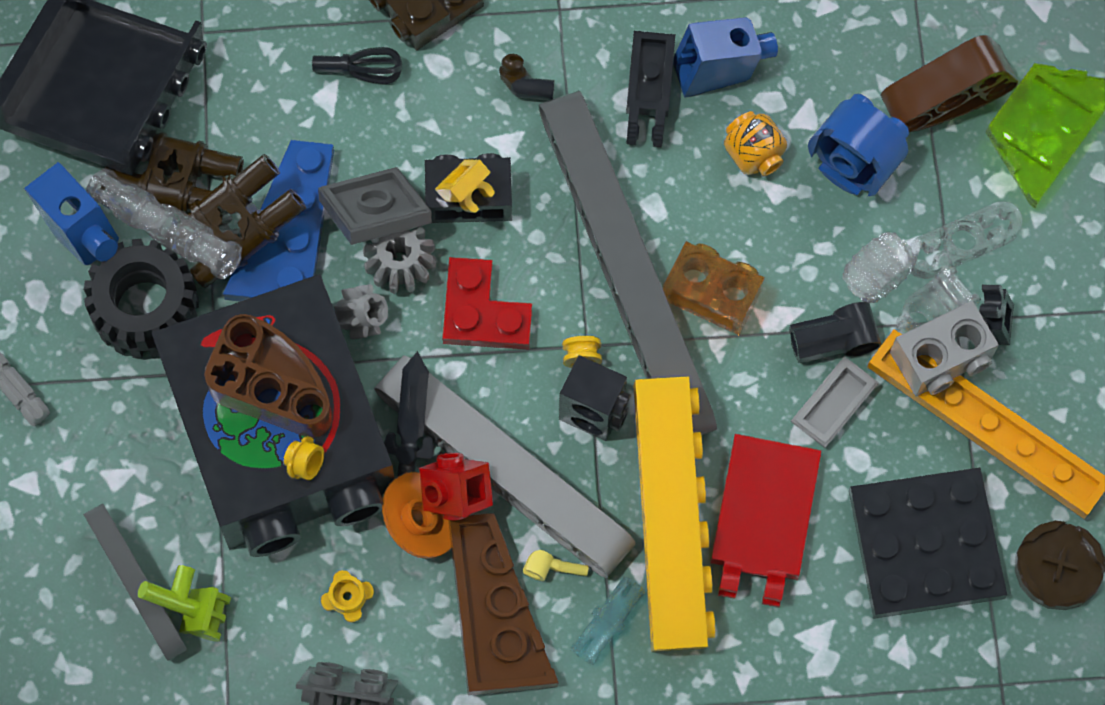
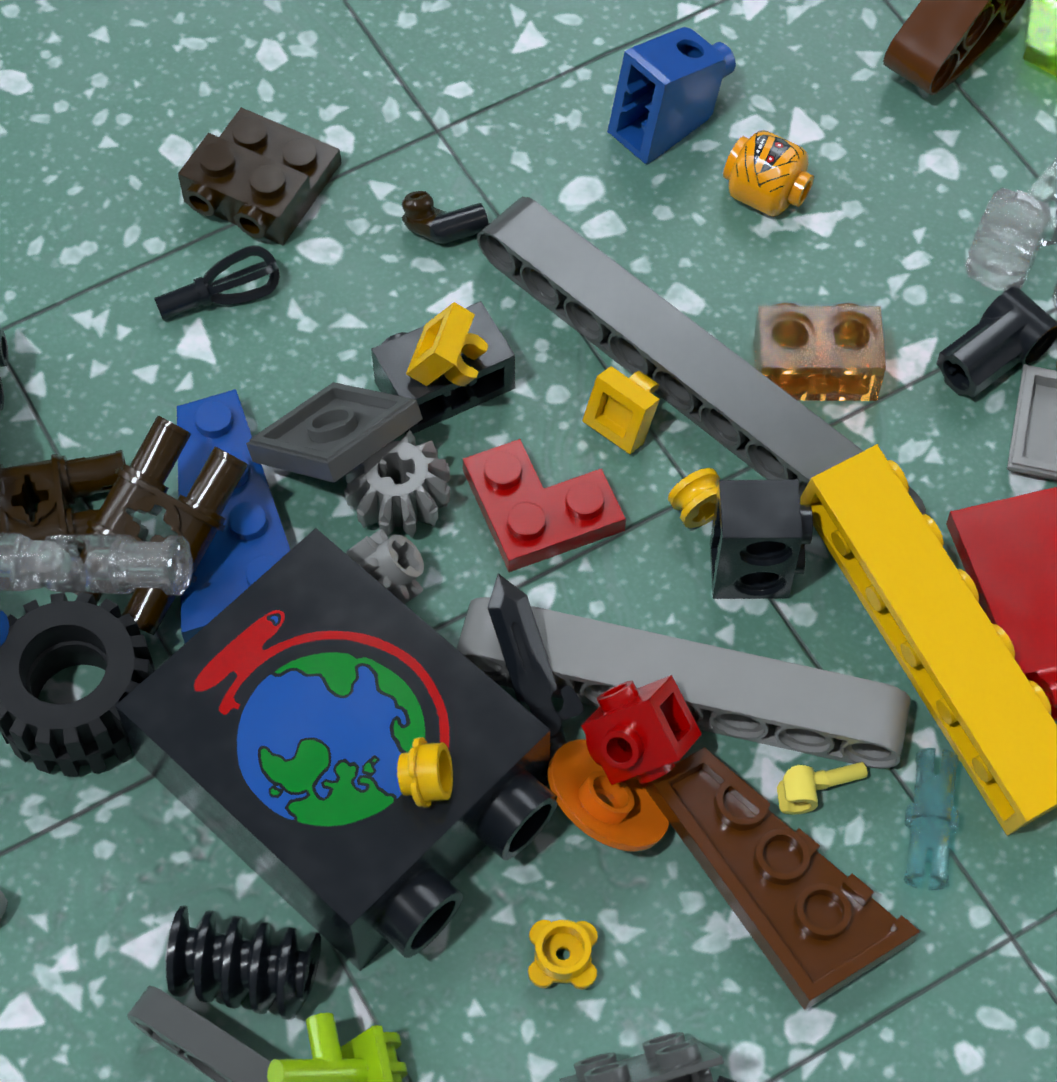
camera: 25 degrees left, 10 degrees down
(157, 516) = (240, 964): none -> black piece
(267, 364) = (315, 664): reddish brown beam -> none
(567, 269) = (622, 407): none -> yellow tile
(650, 82) = (600, 162): black hinge -> none
(859, 146) = (899, 118): blue brick -> none

